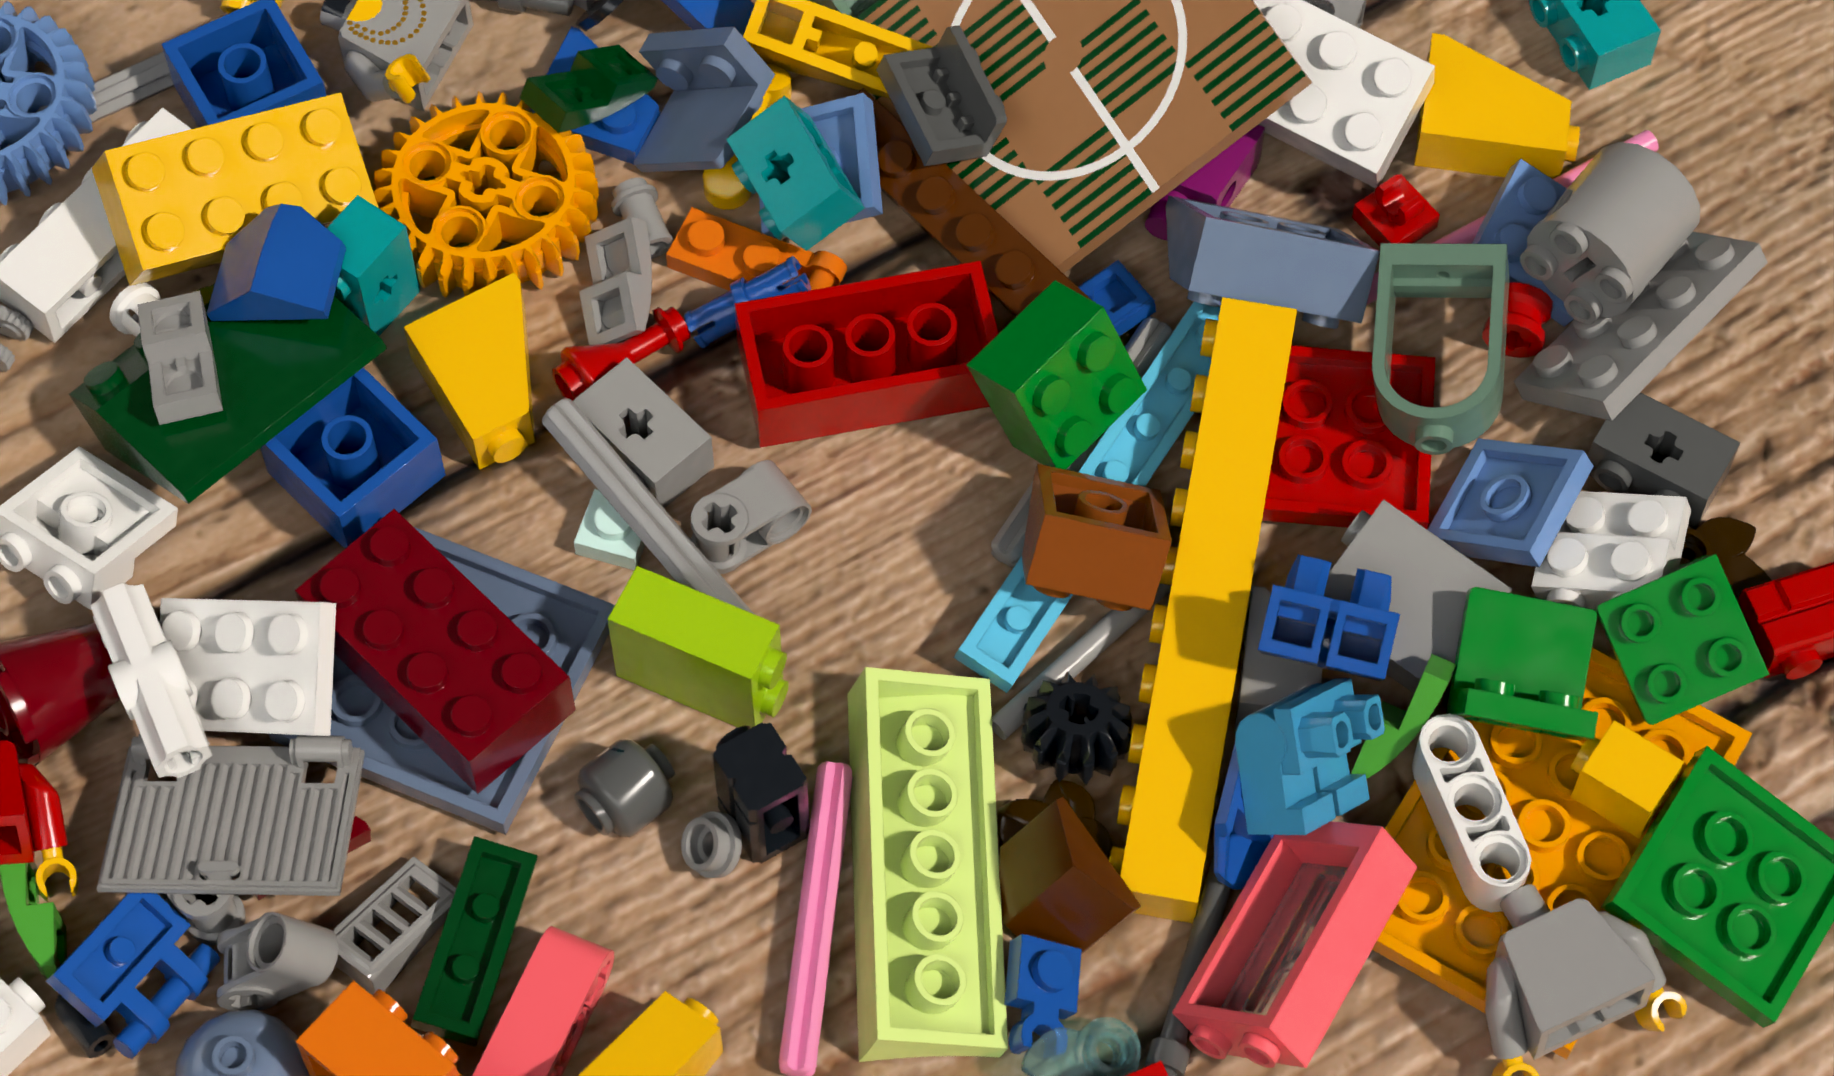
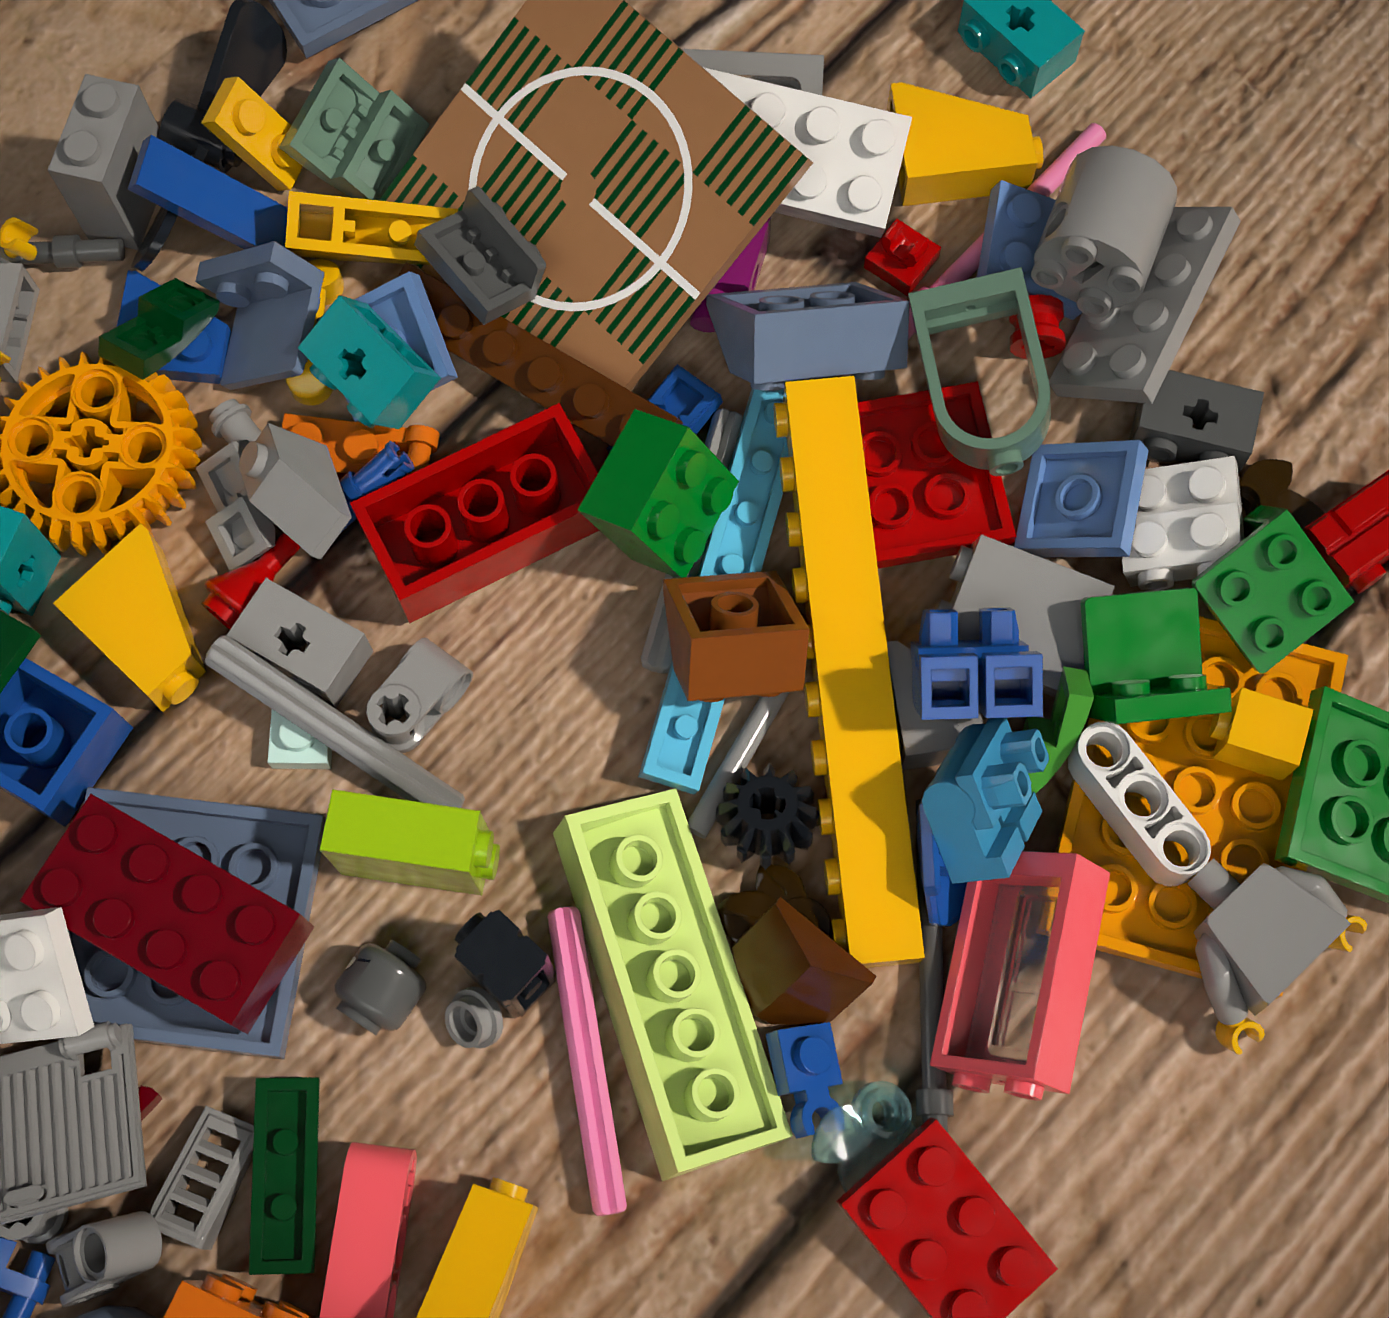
camera: 15 degrees left, 10 degrees up
(683, 275) = (295, 487): none -> light grey slope

